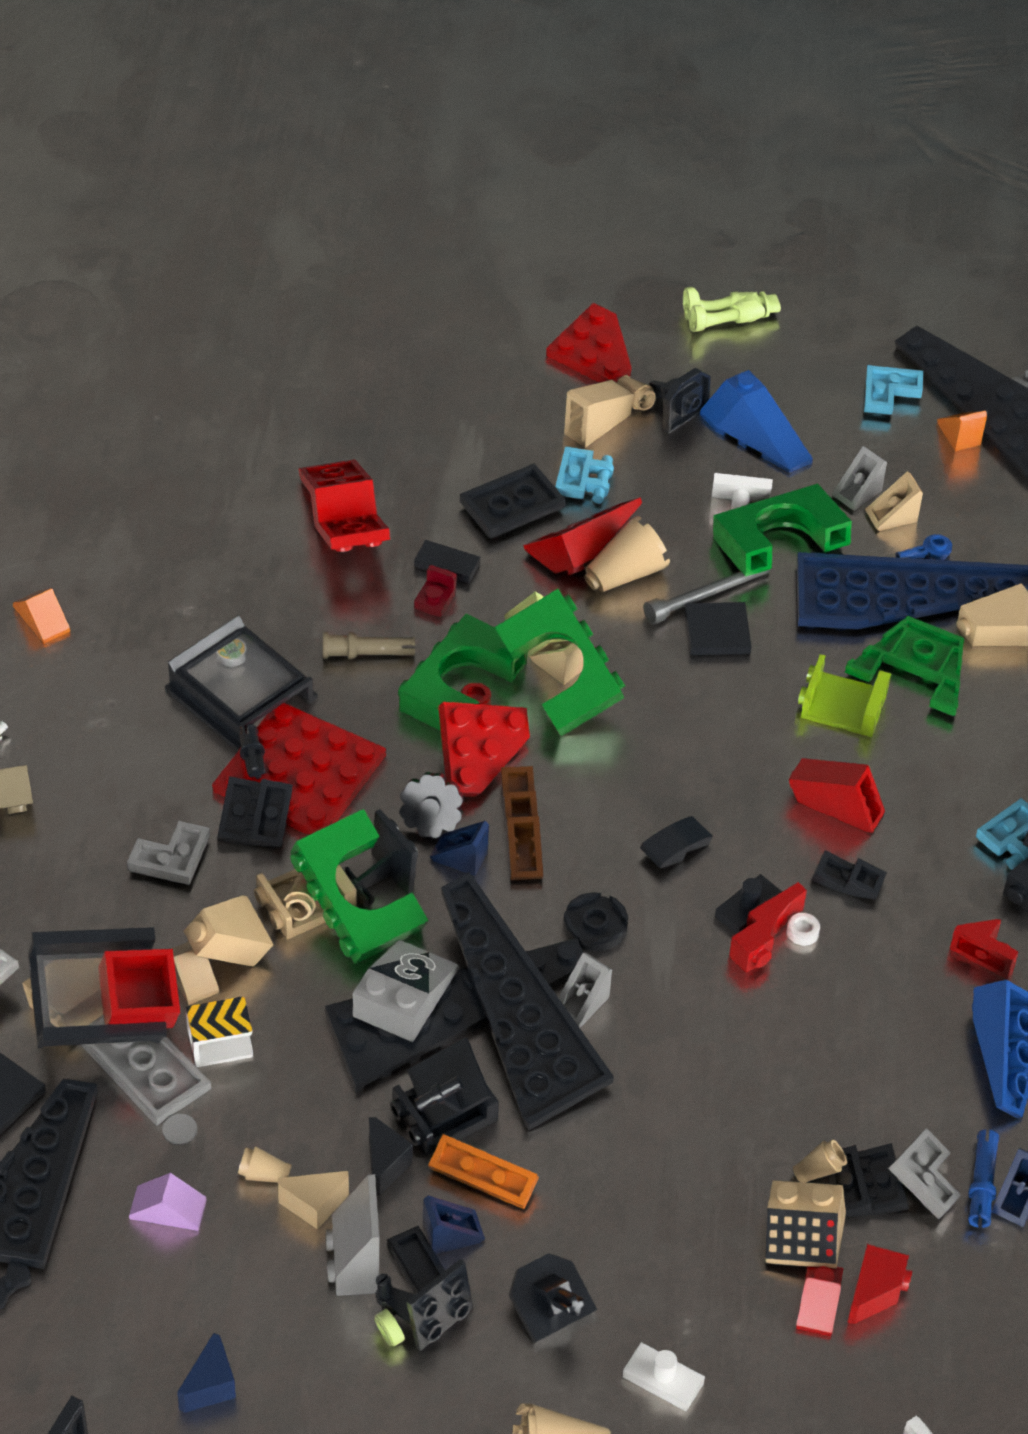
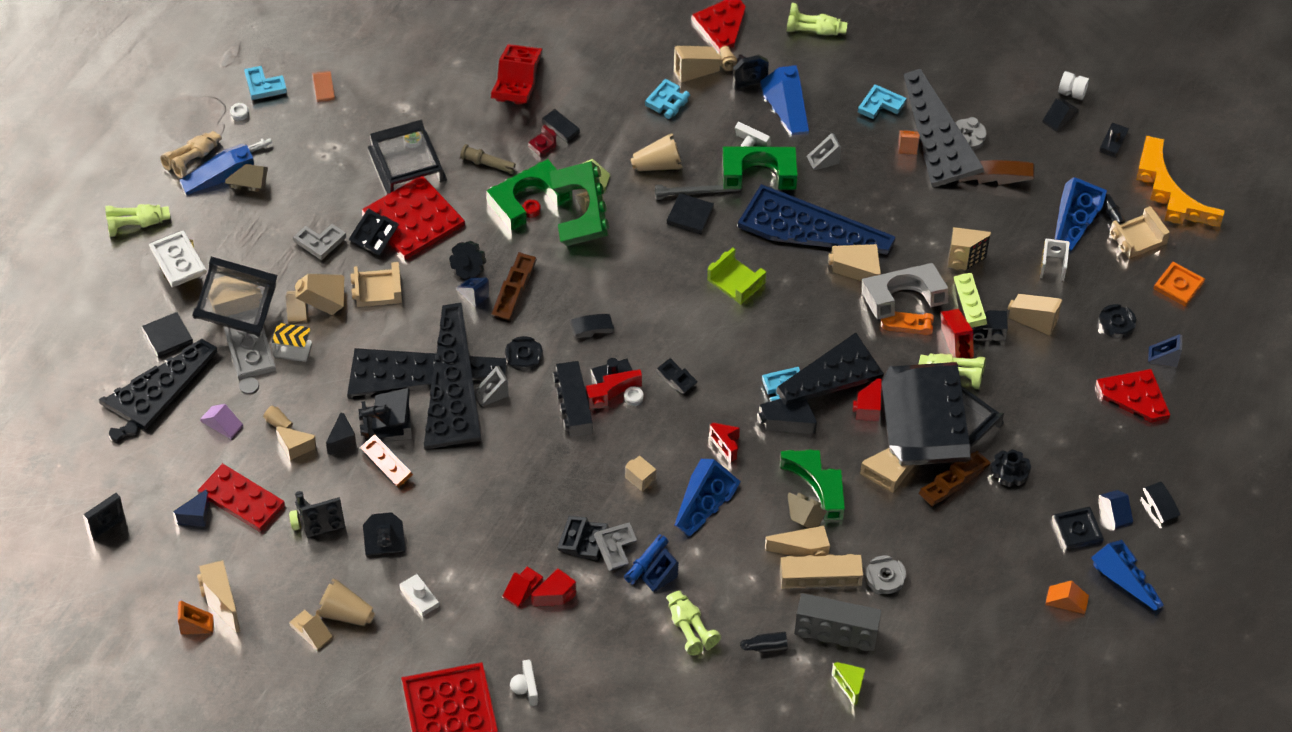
camera: 25 degrees right, 5 degrees up
(139, 987) = (254, 303): red piece -> none
(252, 751) = (388, 198): black axle -> none
(273, 1323) = (242, 497): none -> red plate
(299, 901) = (370, 287): tan cone -> none
(355, 1242) = (299, 472): light grey slope -> none
(360, 930) = (395, 316): green arch -> none
(395, 858) = (430, 285): black plate -> none
(402, 989) = (395, 352): light grey slope -> none
(415, 1258) = (329, 488): black tile -> none
(450, 1225) = (354, 481): dark blue slope -> none
(479, 742) = (514, 233): red plate -> none
(512, 500) = (617, 101): black plate -> none
(581, 540) = (634, 139): red wedge -> none
(720, 965) = (574, 399): none -> black brick
(804, 1224) = (533, 546): slope -> none
(821, 1162) = (563, 518): tan cone -> none
(839, 791) = (697, 328): red slope -> none
(891, 1044) = (640, 473): none -> tan brick
(897, 505) = (836, 175): tan slope -> none
(920, 651) = (797, 264): green wing -> none
(933, 548) = (846, 207): blue plate -> none

